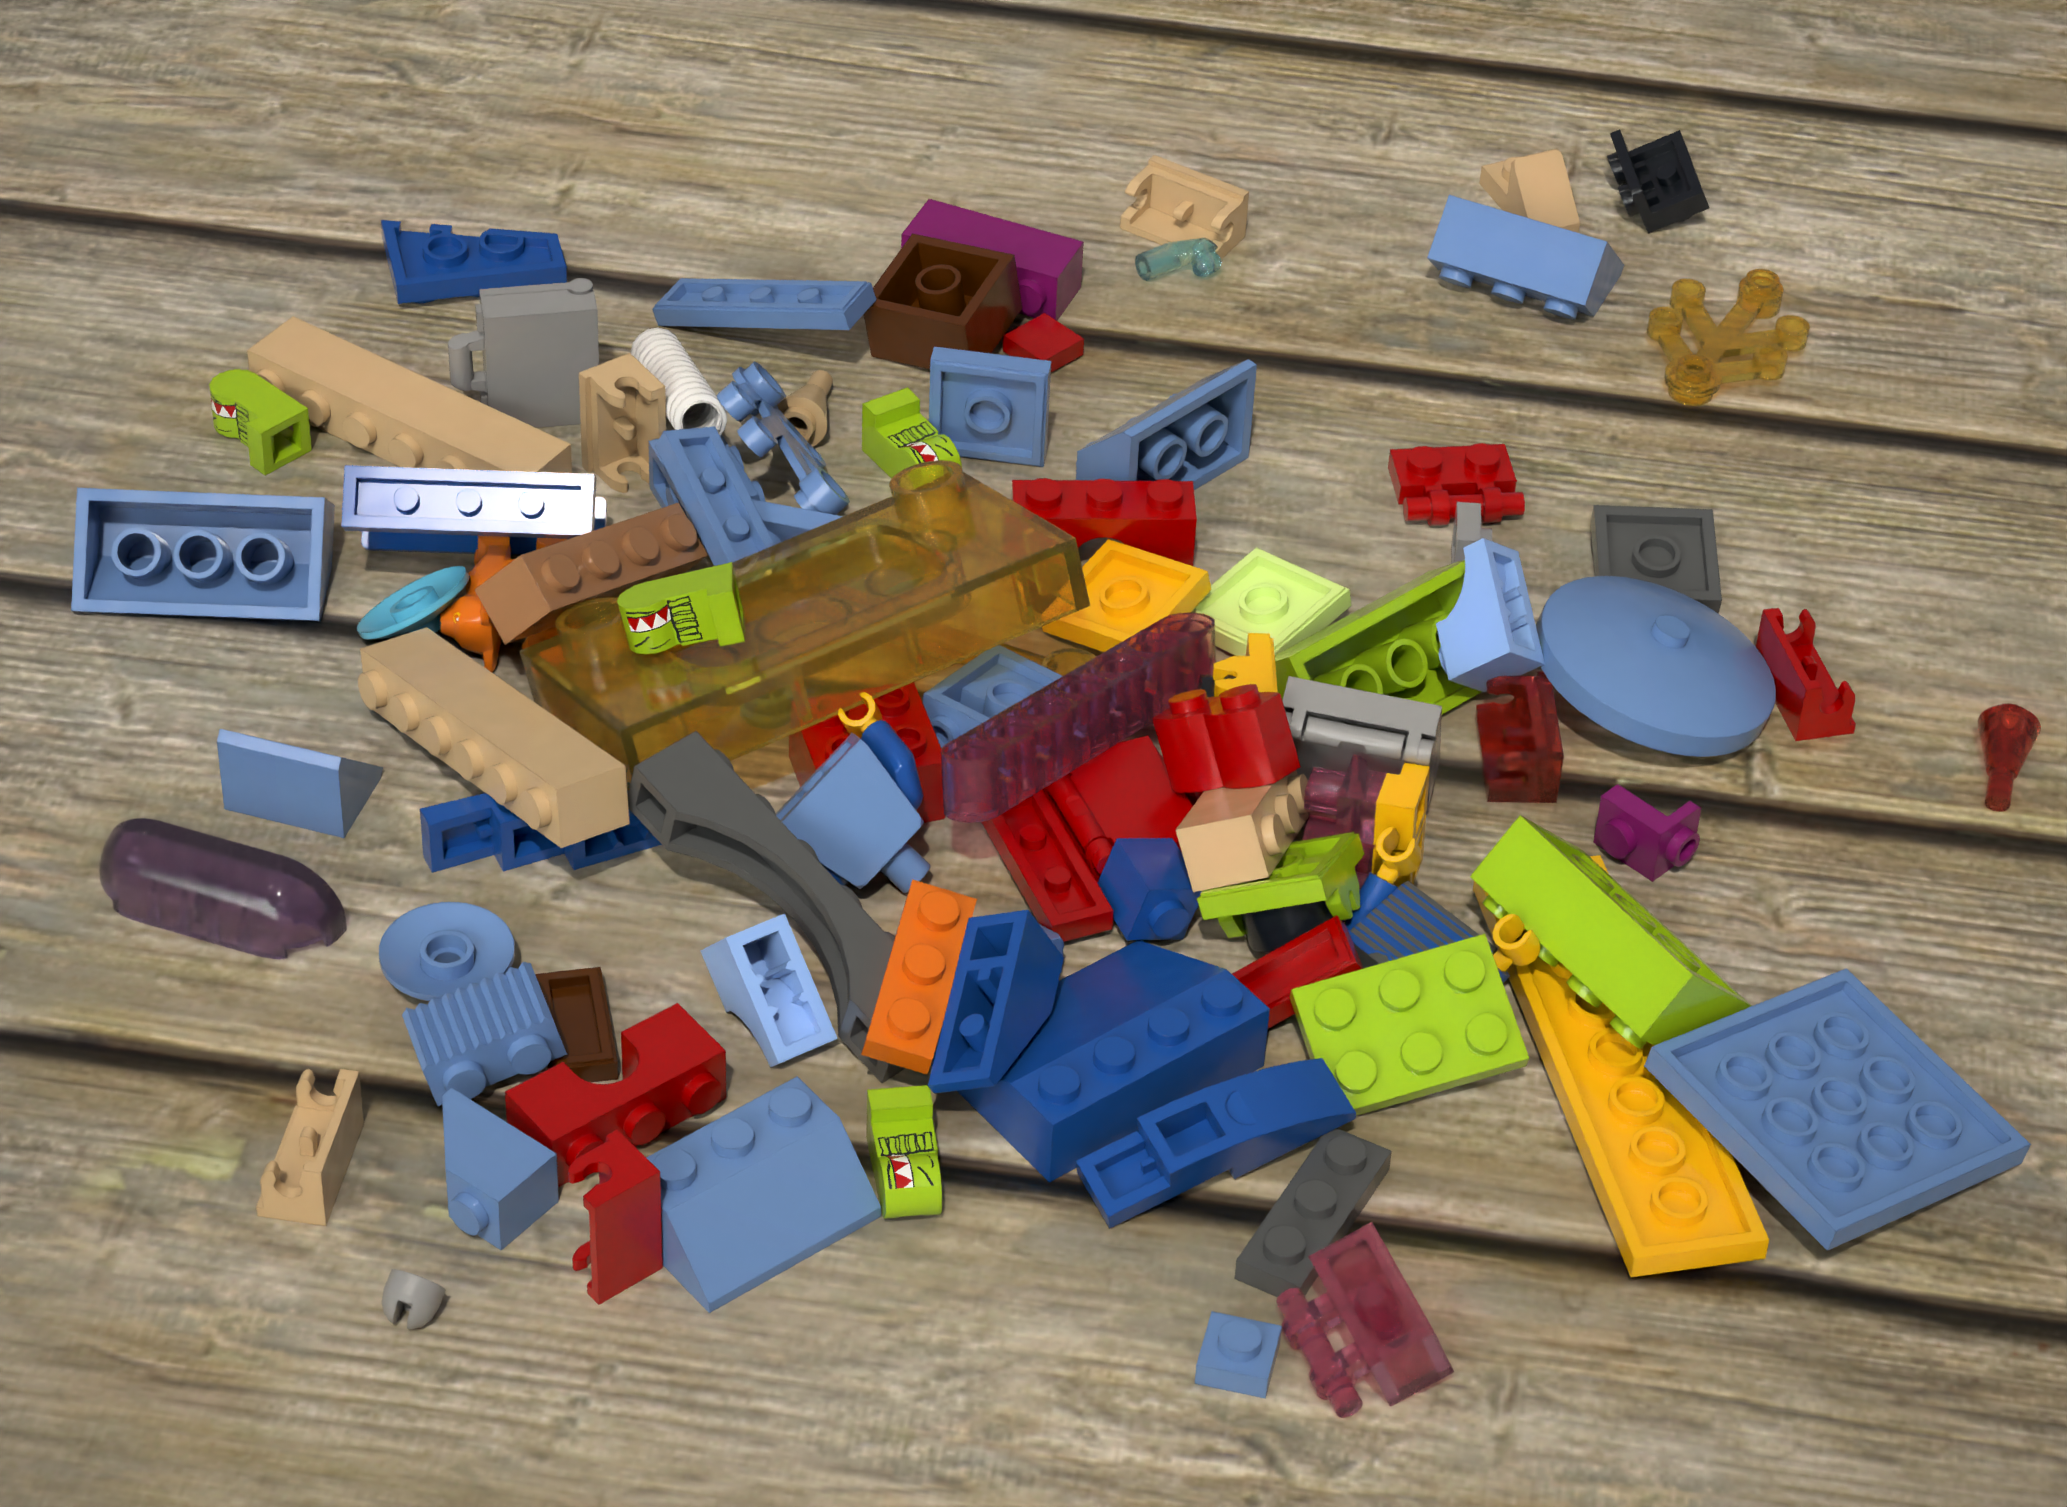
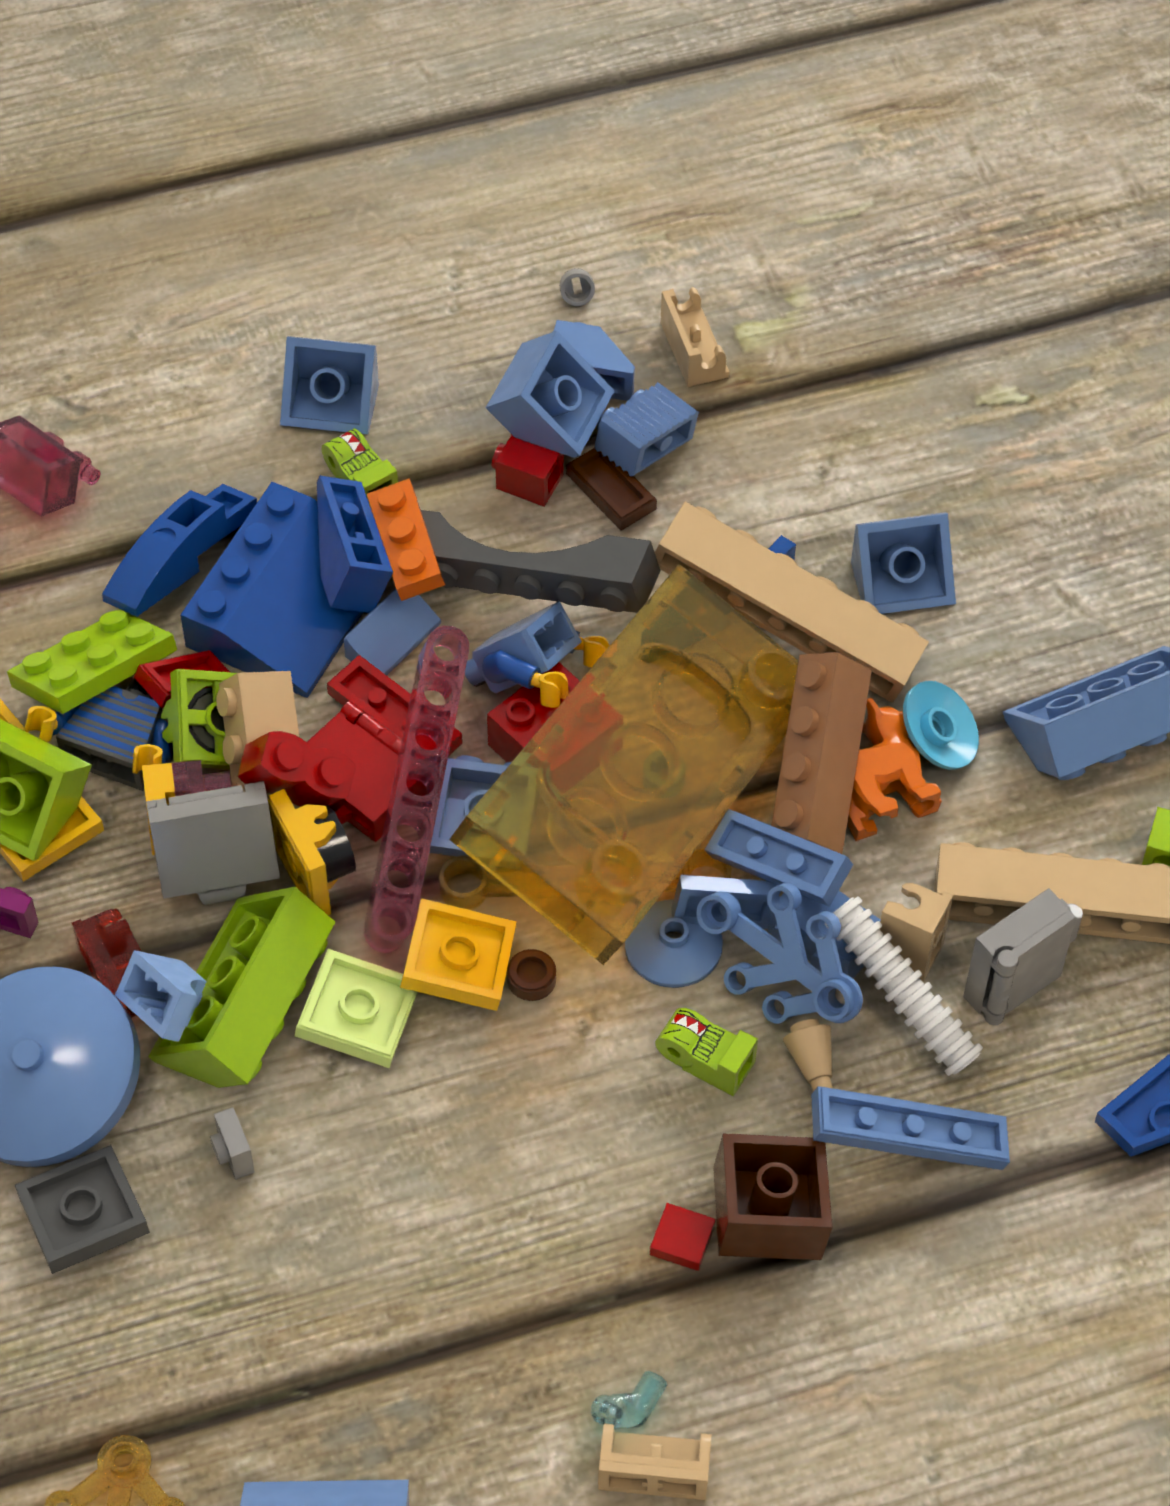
camera: 155 degrees right, 15 degrees up
(217, 889) = (884, 469): clear purple brick -> none
(444, 949) = (714, 469): medium blue dish -> none
(452, 507) = (910, 749): fence -> none
(608, 1062) = (550, 396): none -> medium blue slope
(622, 1217) = (484, 338): red hinge -> none
(683, 610) = (704, 679): lime leg -> none
(759, 1193) = (436, 409): medium blue slope -> none
(770, 989) = (510, 527): light blue arch -> none
(873, 1288) = (329, 385): none -> medium blue slope
(991, 404) = (661, 1080): medium blue tile -> none
(1045, 262) = (776, 1299): magenta brick -> none
(1140, 514) = (484, 1031): red arch -> none
(1149, 889) = (313, 703): blue brick -> none
(1182, 438) = (512, 1125): medium blue slope -> none
(1238, 1354) = (110, 443): medium blue plate -> none
(1313, 1212) = (104, 542): dark grey plate -> none
(1436, 478) = (282, 1243): red plate -> none

